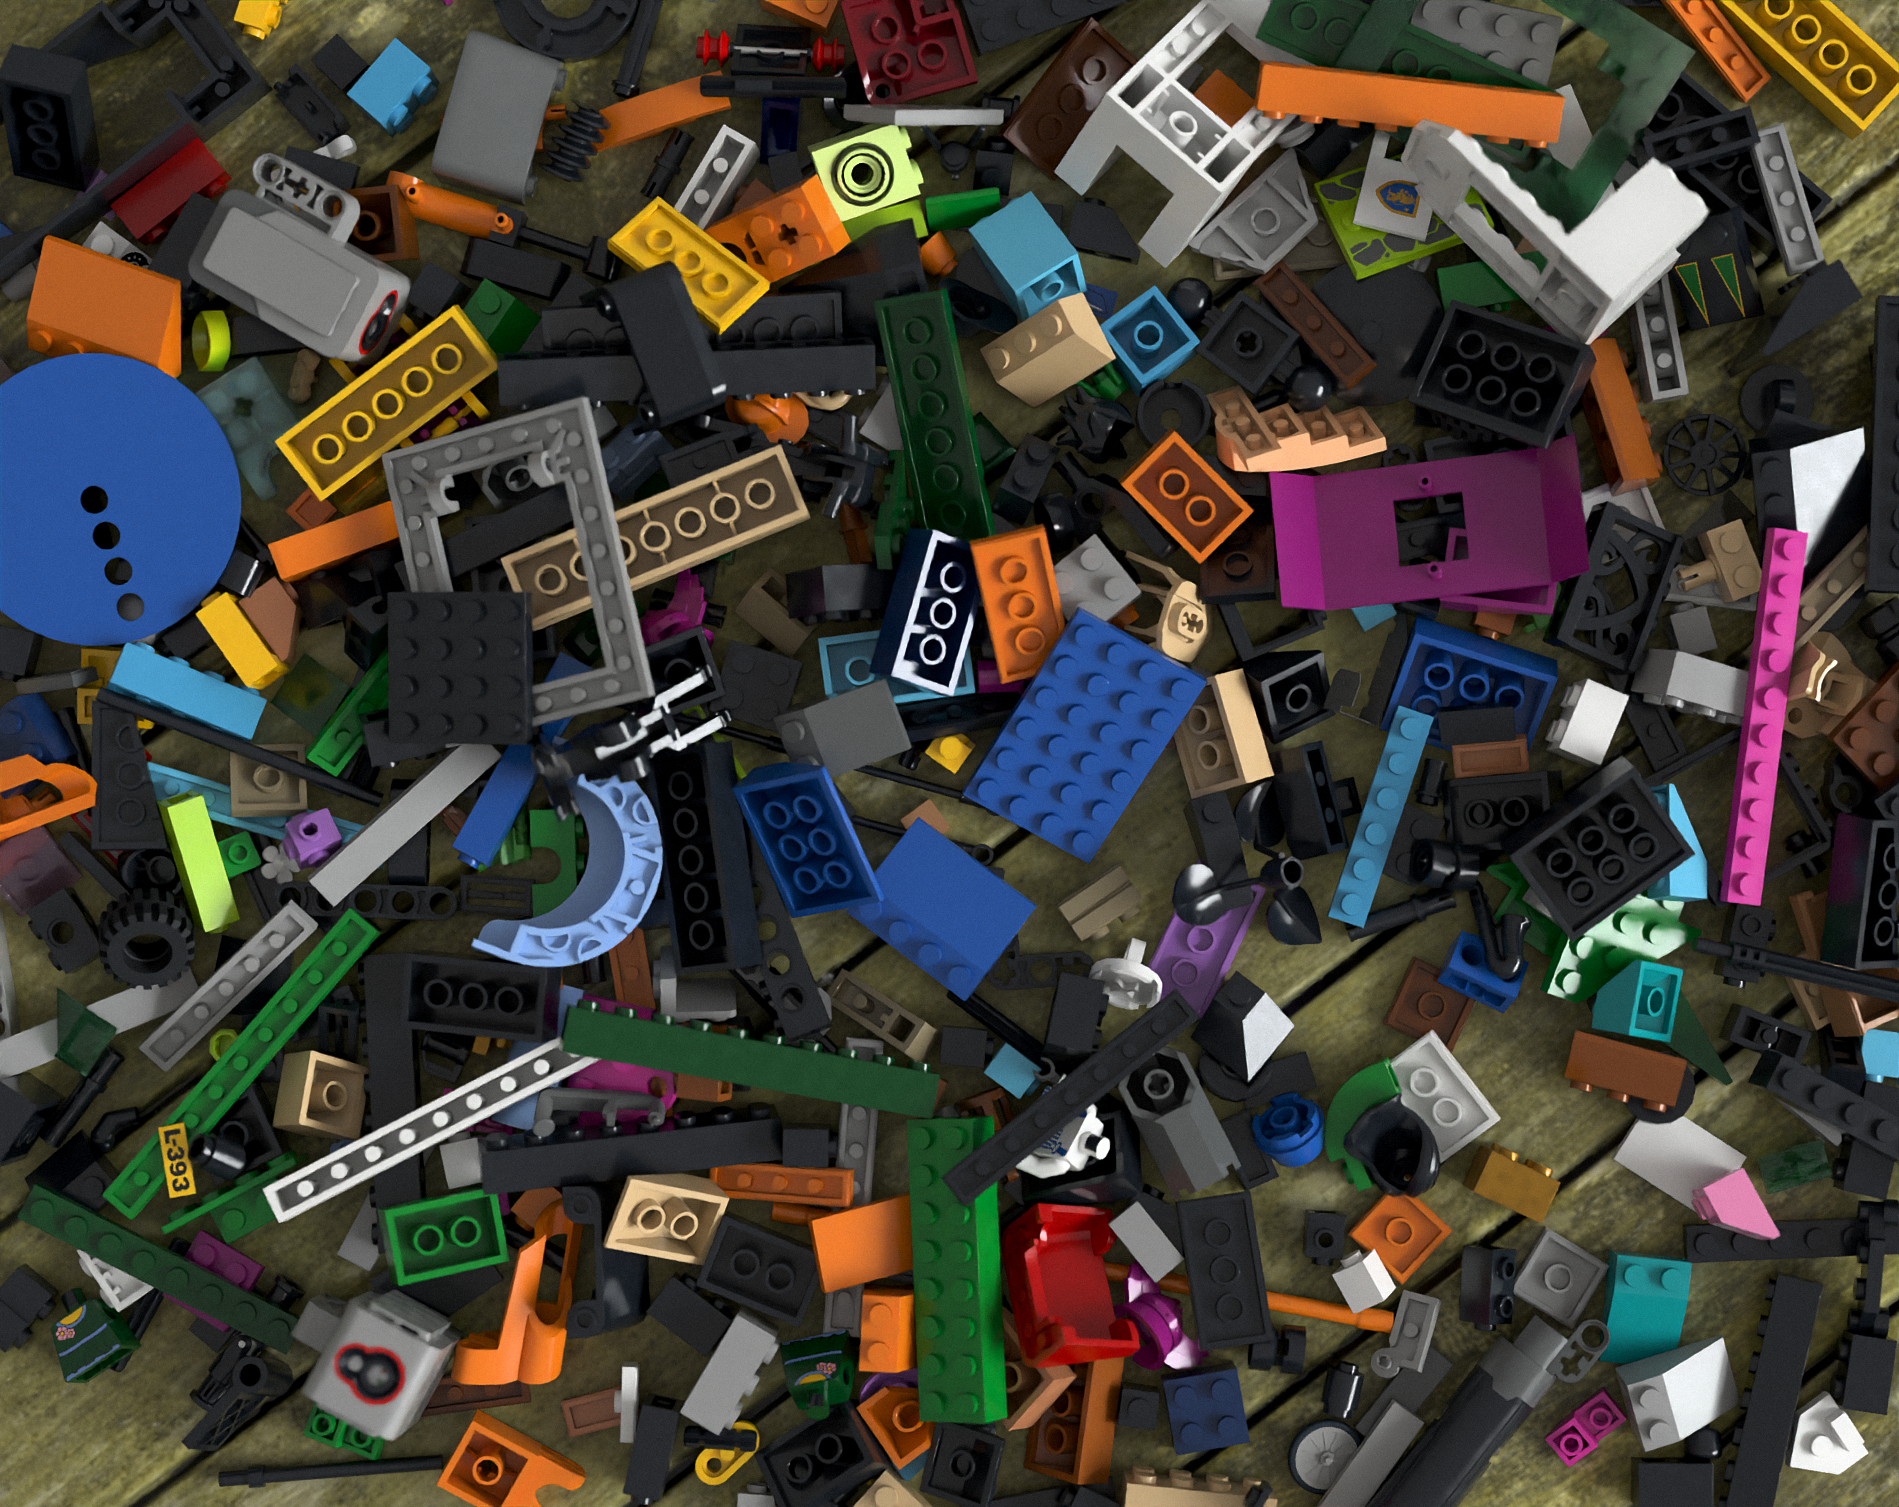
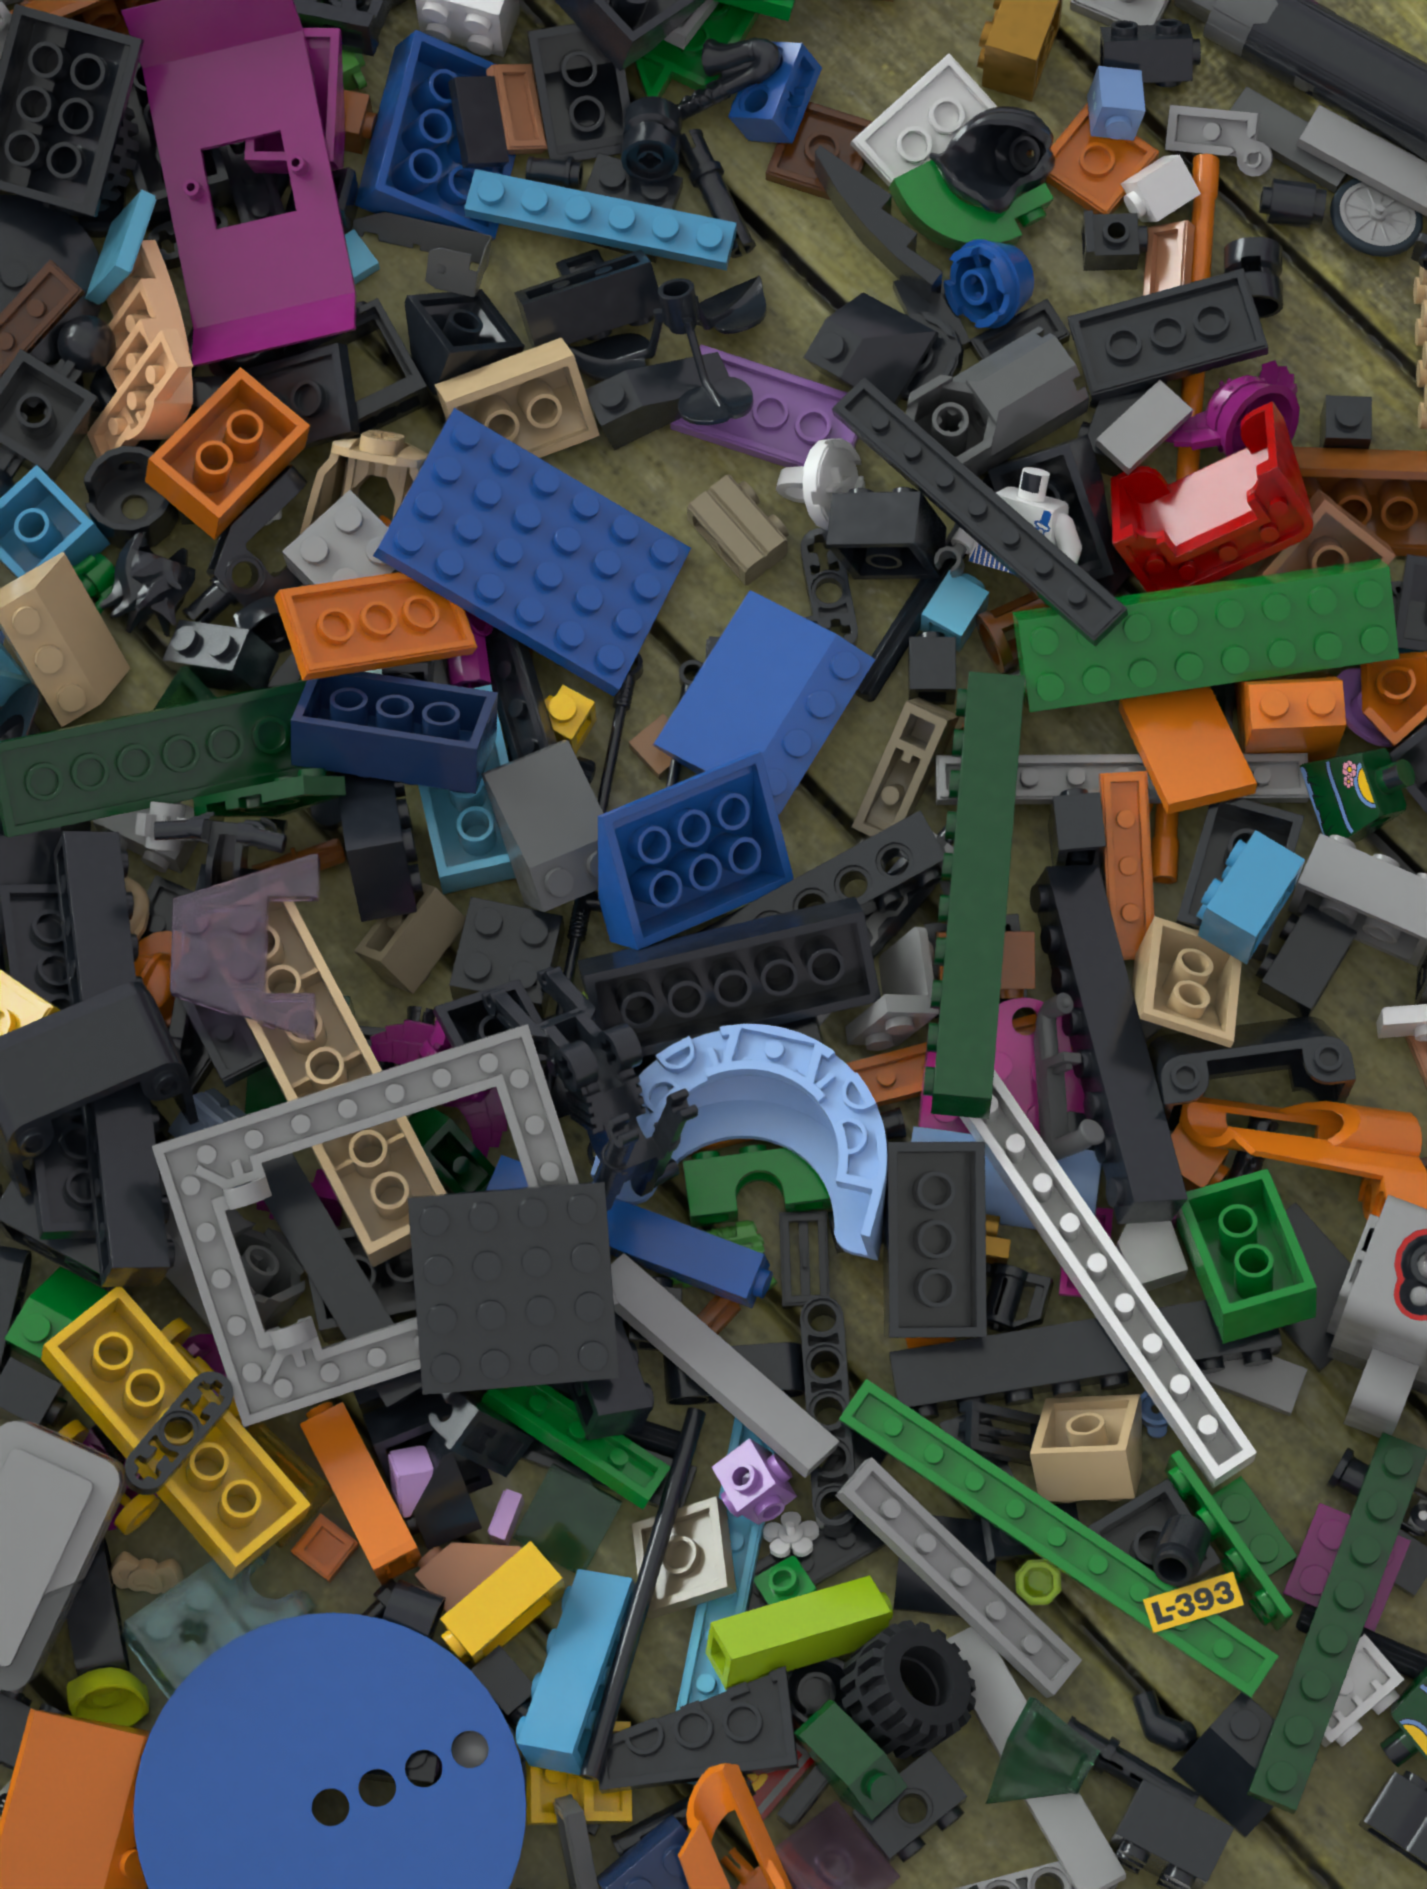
camera: 90 degrees left, 15 degrees down
(92, 890) = (850, 1760): none -> dark green slope
(316, 648) = (506, 1517): none -> lavender tile
(344, 578) = (409, 1476): none -> lavender slope
(377, 388) = (145, 1452): none -> black beam
(724, 1274) = (1251, 896): none -> dark azure brick
(755, 464) = (224, 944): none -> clear purple wing
(878, 425) = (160, 812): none -> light grey gear
(1205, 1408) = (1337, 349): dark blue brick -> none
(1297, 1279) = (1168, 256): none -> nougat tile
(1366, 1035) = (868, 214): none -> black slope
(1385, 421) = (121, 247): none -> medium azure tile
(1441, 1253) = (1116, 103): none -> medium blue brick

